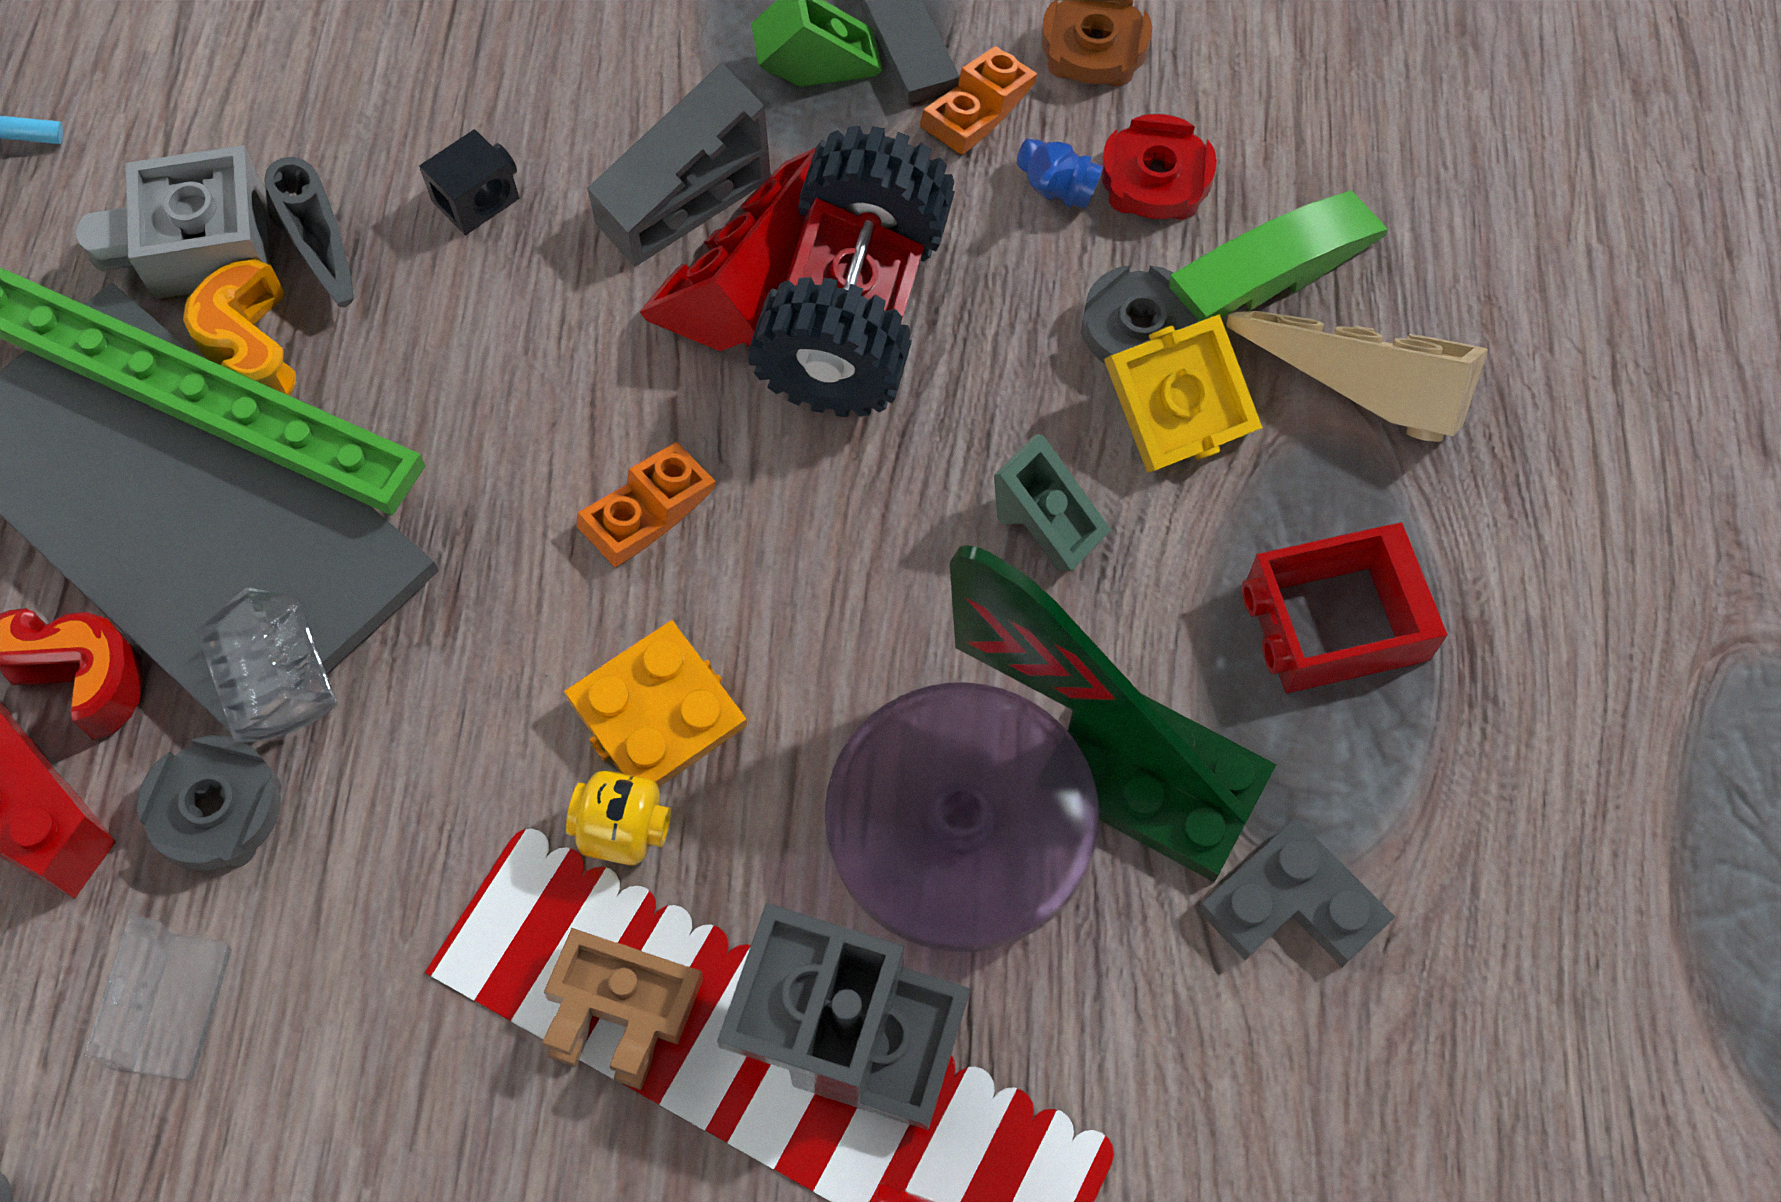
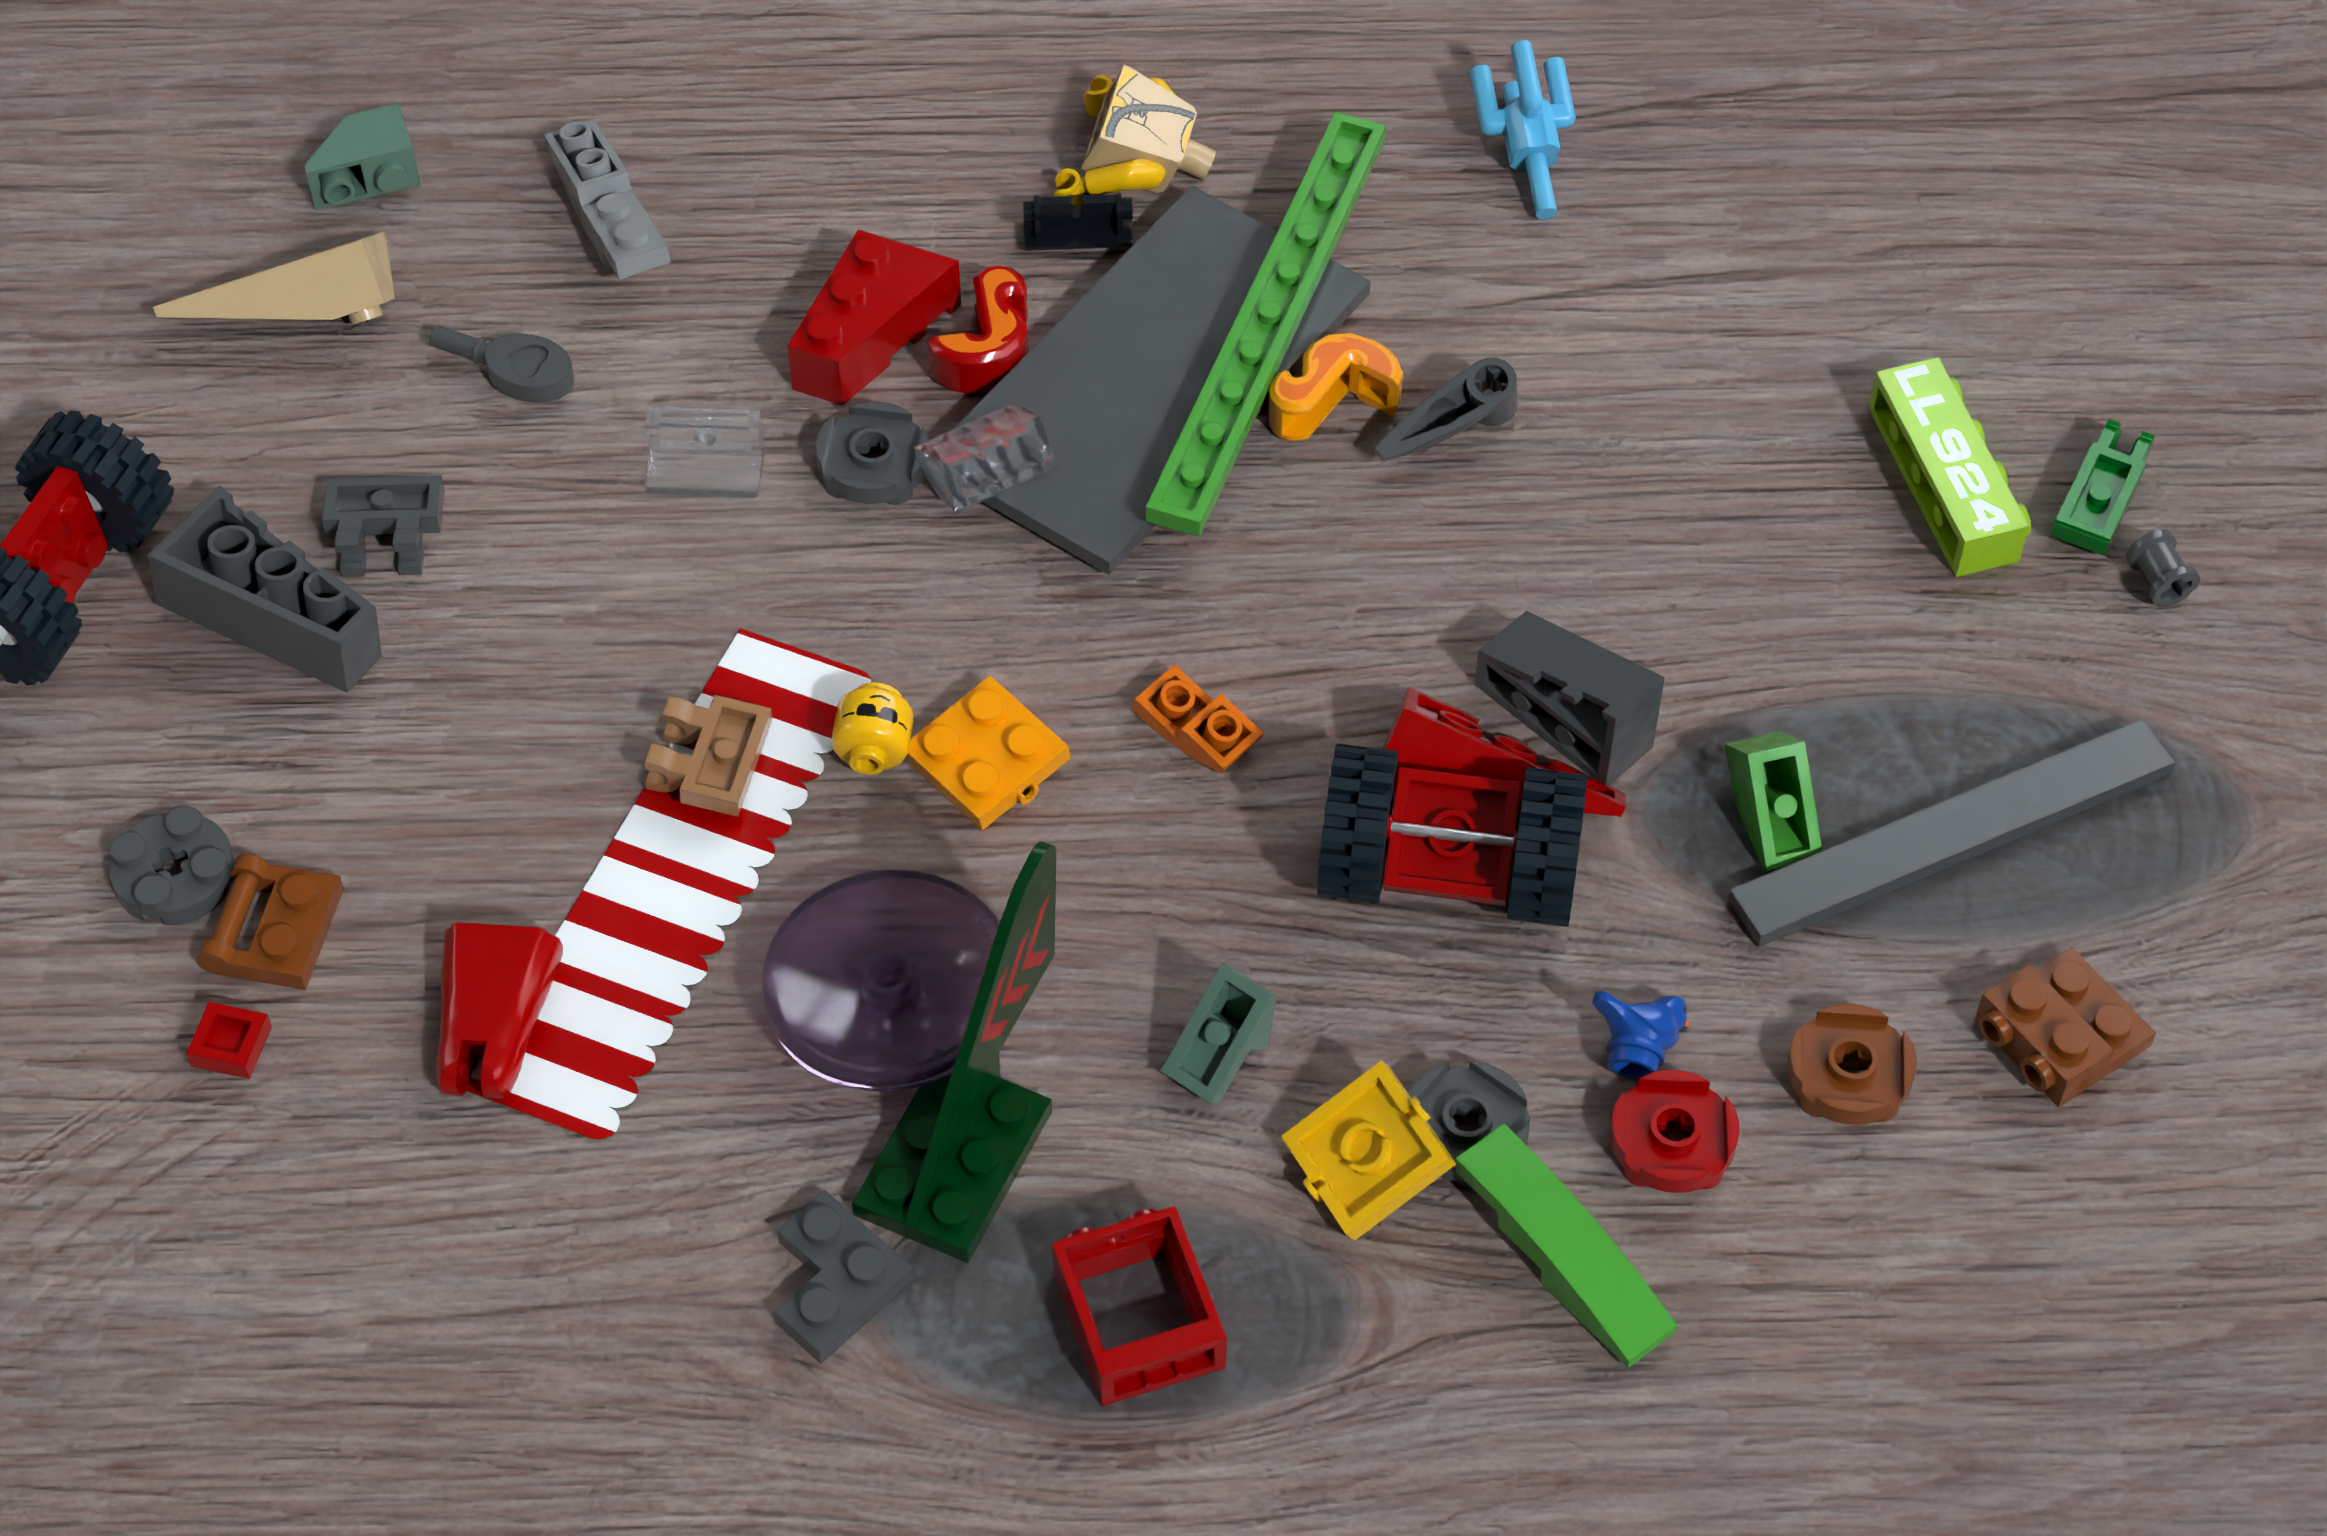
camera: 85 degrees right, 10 degrees down
(182, 220) = (1437, 315): light grey brick -> none
(471, 181) = (1536, 527): black brick -> none
(844, 1016) = (693, 899): dark grey bracket -> none
(983, 98) = (1749, 968): orange slope -> none
(1406, 382) = (1430, 1350): tan wedge -> none

